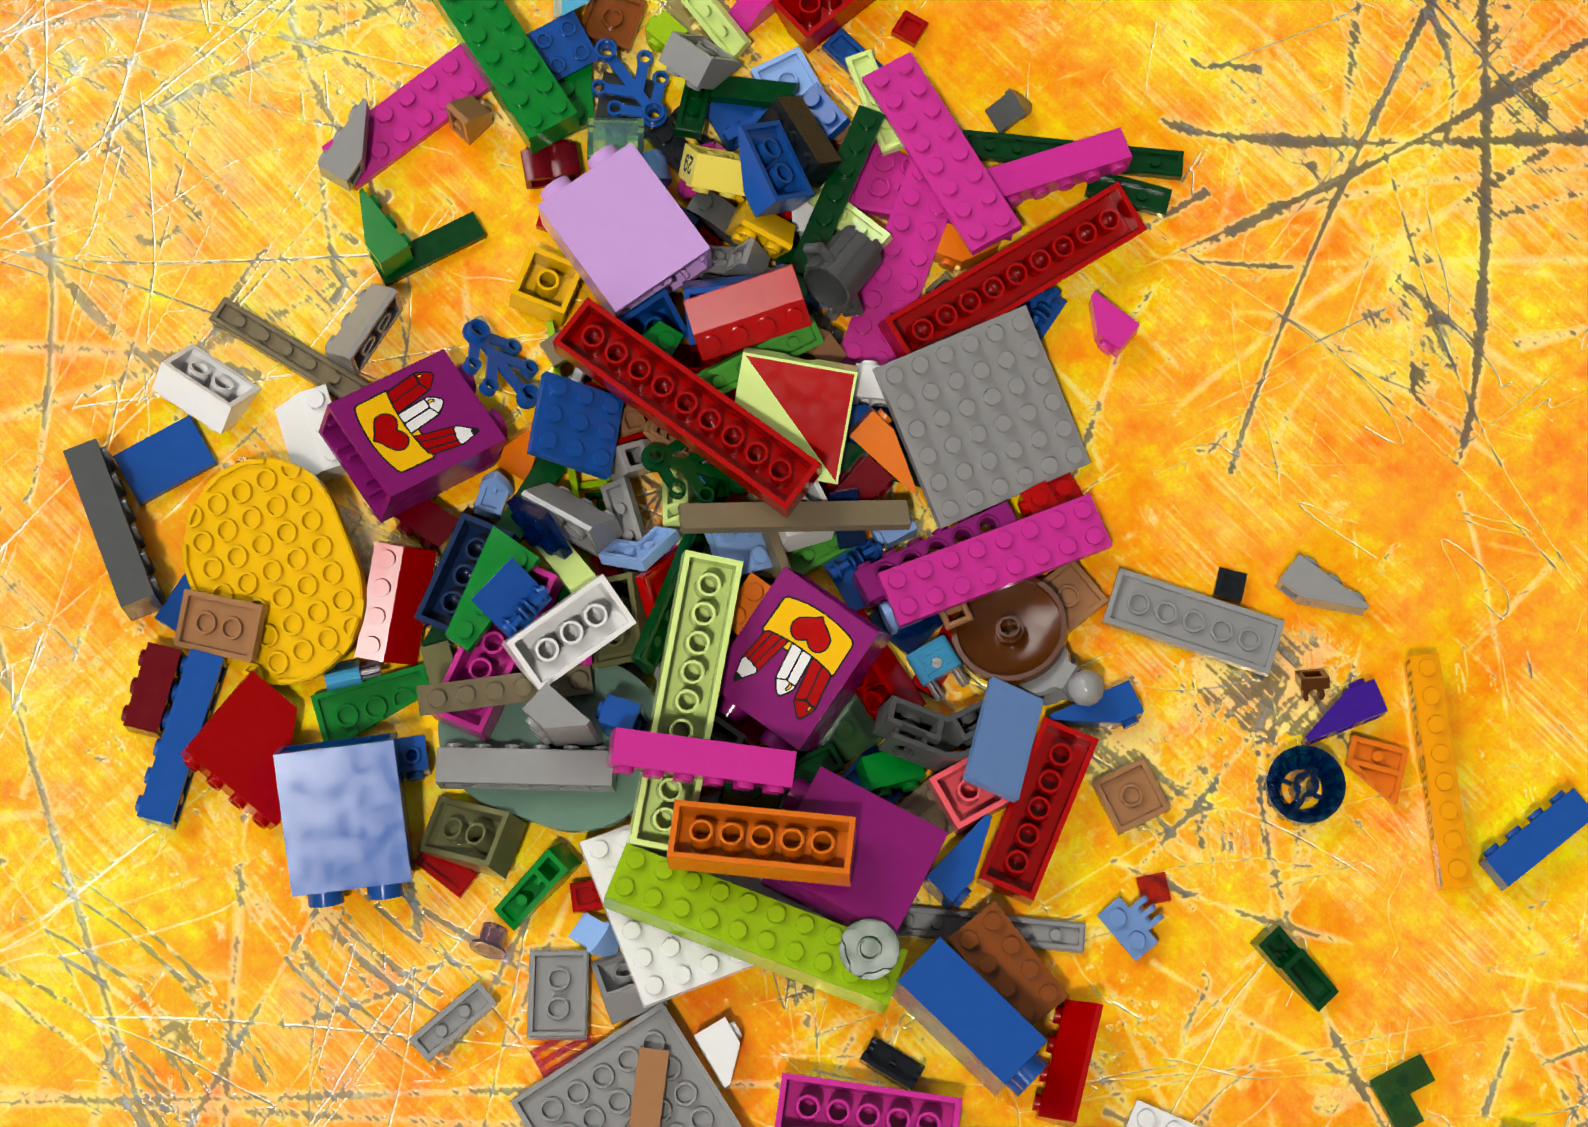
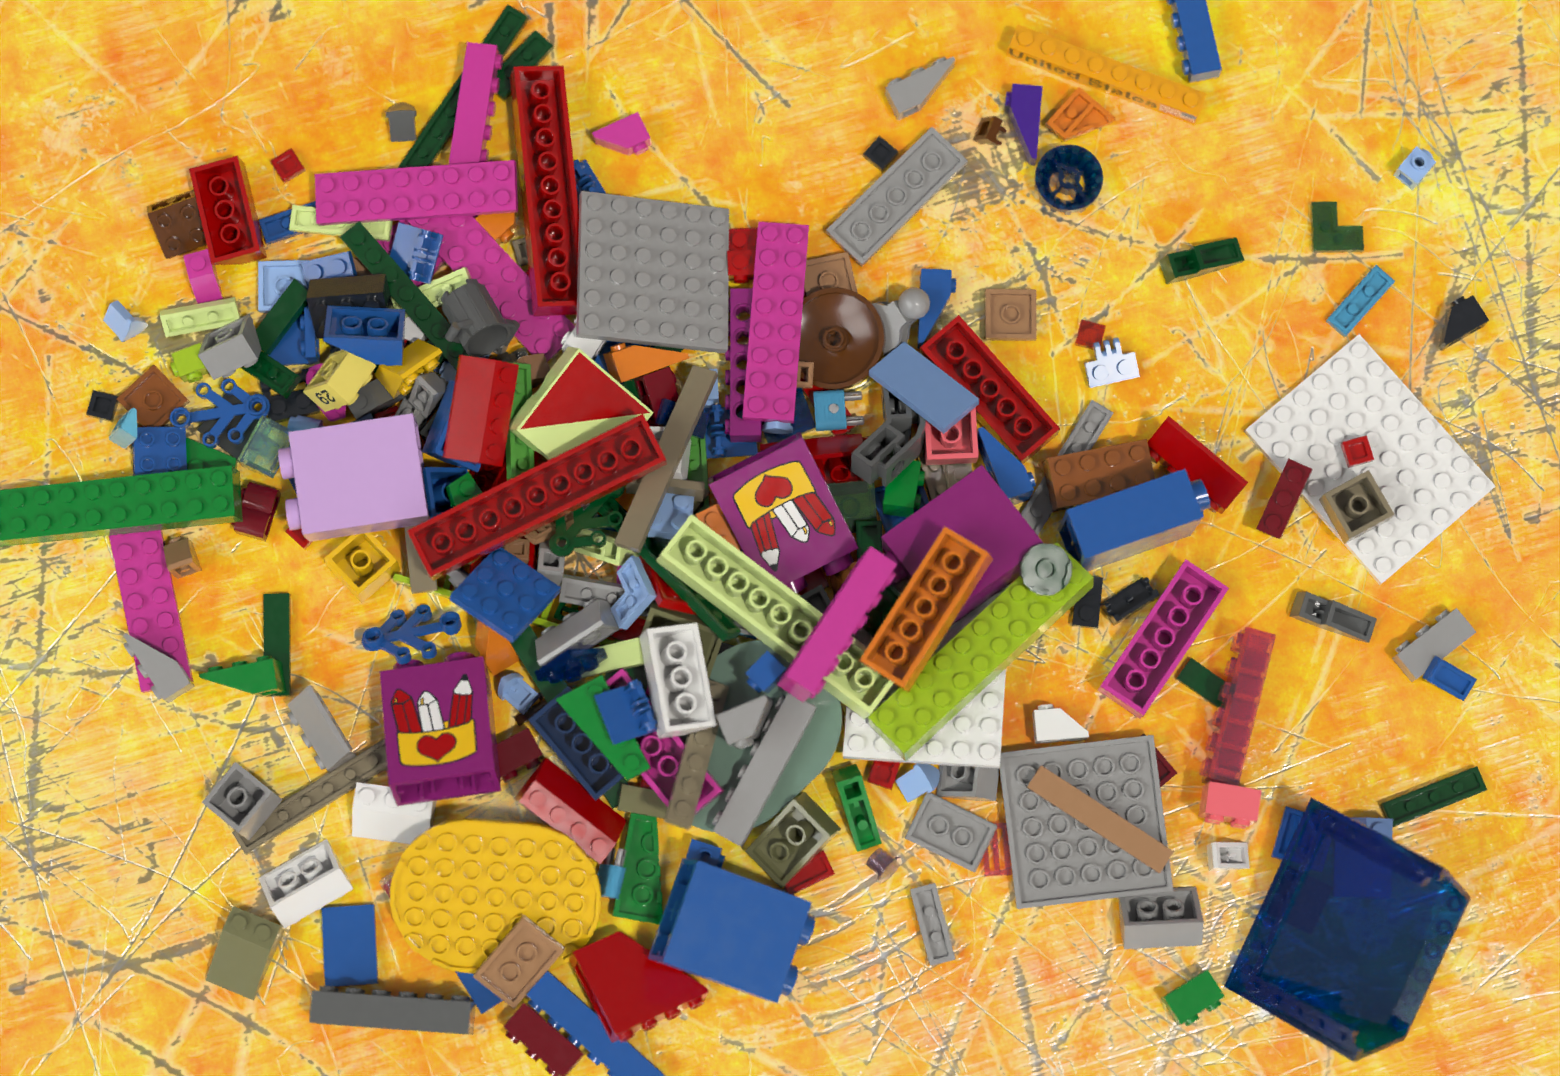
camera: 60 degrees left, 5 degrees up
(112, 364) = (244, 952): none -> olive slope
(256, 287) = (242, 801): none -> light grey brick
(867, 1023) = (1087, 609): none -> black plate
(882, 183) = (416, 251): none -> hinge

